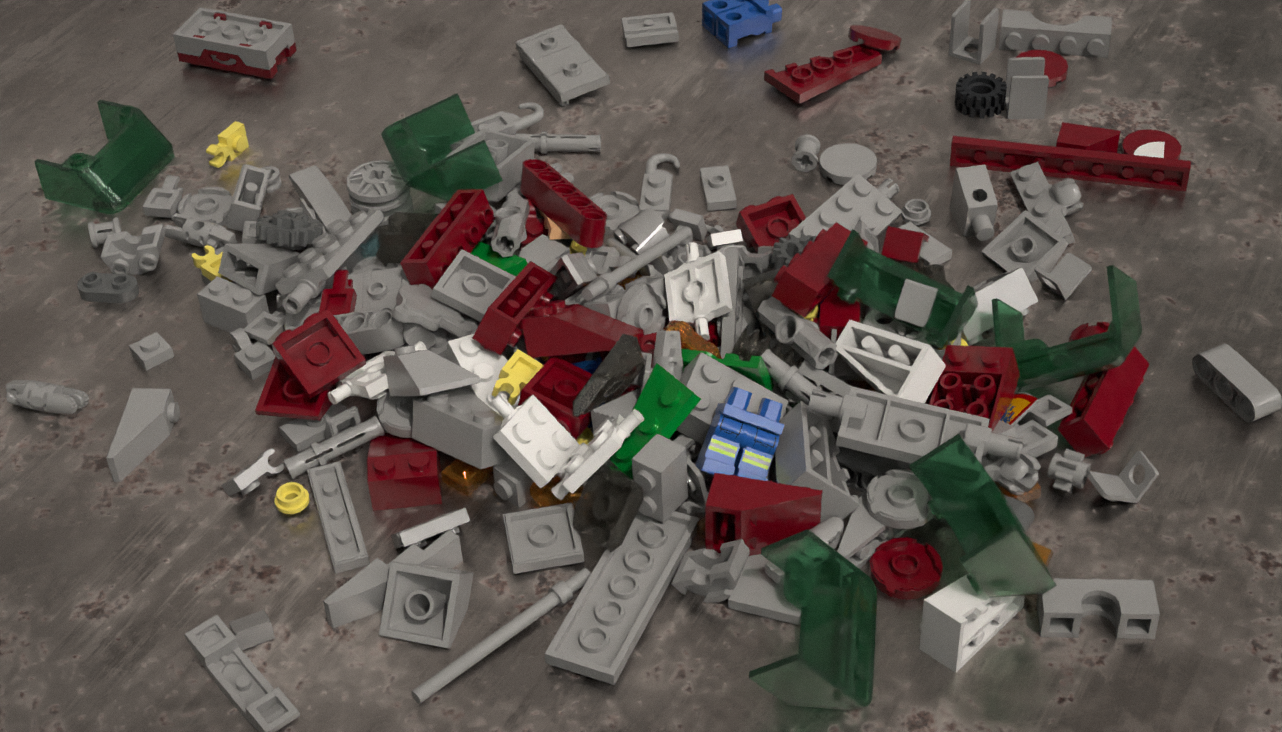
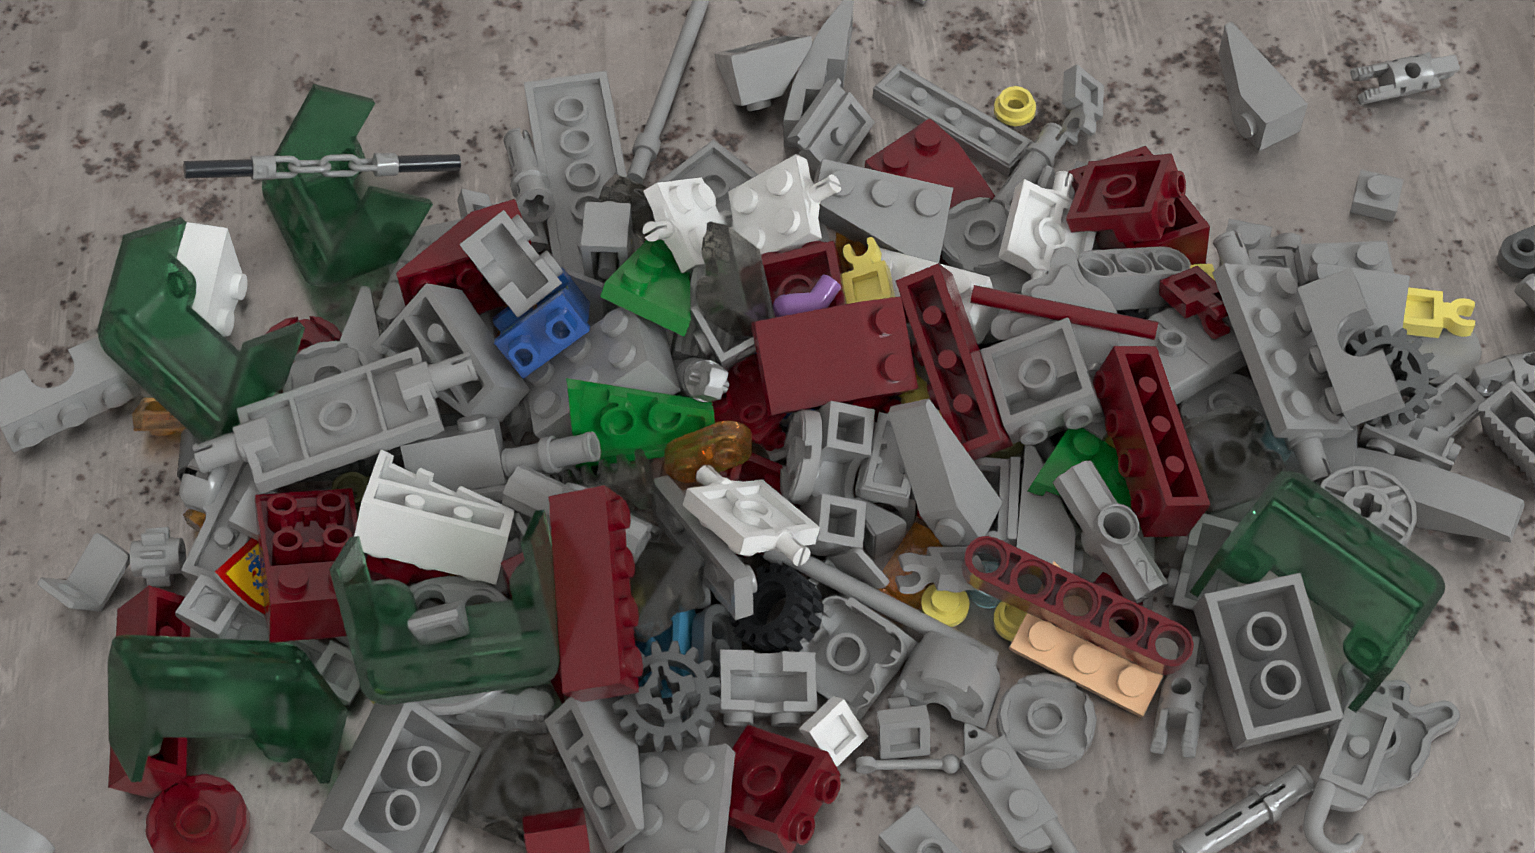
camera: 145 degrees right, 15 degrees up
(295, 228) = (1361, 384): none -> light grey arch
(423, 373) = (964, 220): light grey slope -> none
(431, 298) = (1058, 311): none -> dark red bar
(566, 364) = (818, 298): none -> medium lavender arm
(607, 281) = (876, 457): light grey bar -> none
(670, 578) = (529, 182): none -> light grey pin
(739, 453) = (511, 263): none -> light grey cylinder
(864, 657) = (265, 166): none -> piece

